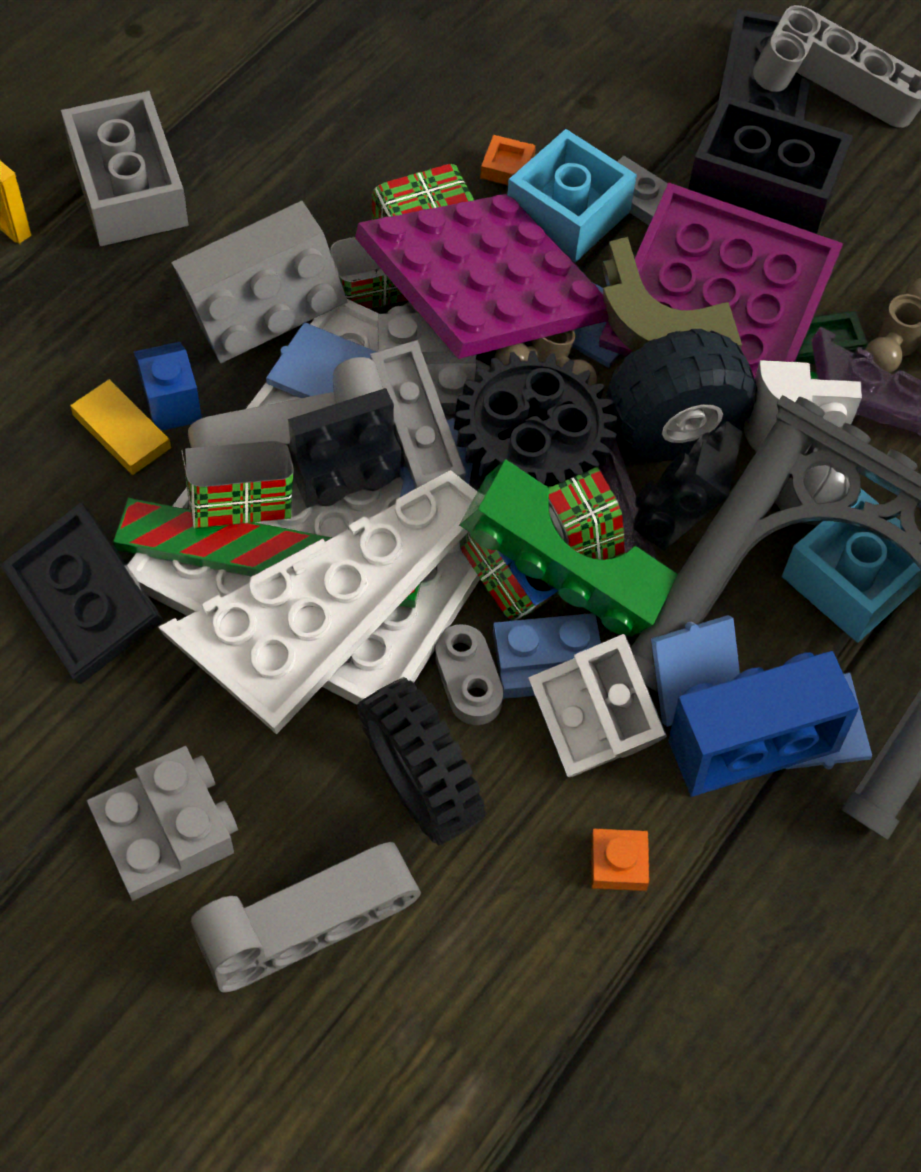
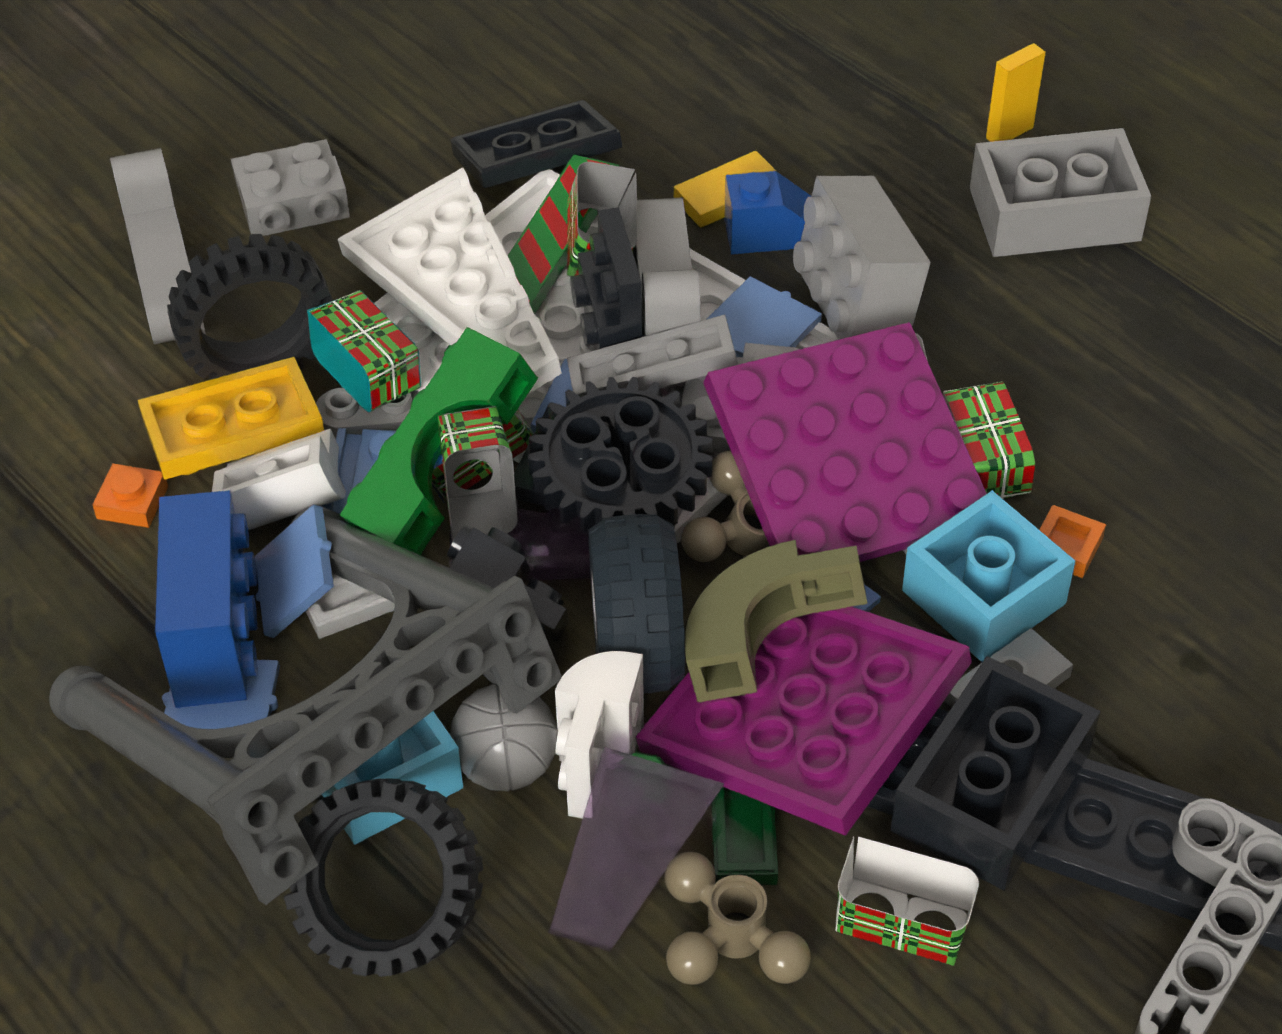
camera: 105 degrees right, 10 degrees down
(441, 652) = (364, 350): none -> piece
(527, 785) = (230, 417): none -> yellow plate
(874, 205) = (893, 875): none -> white piece

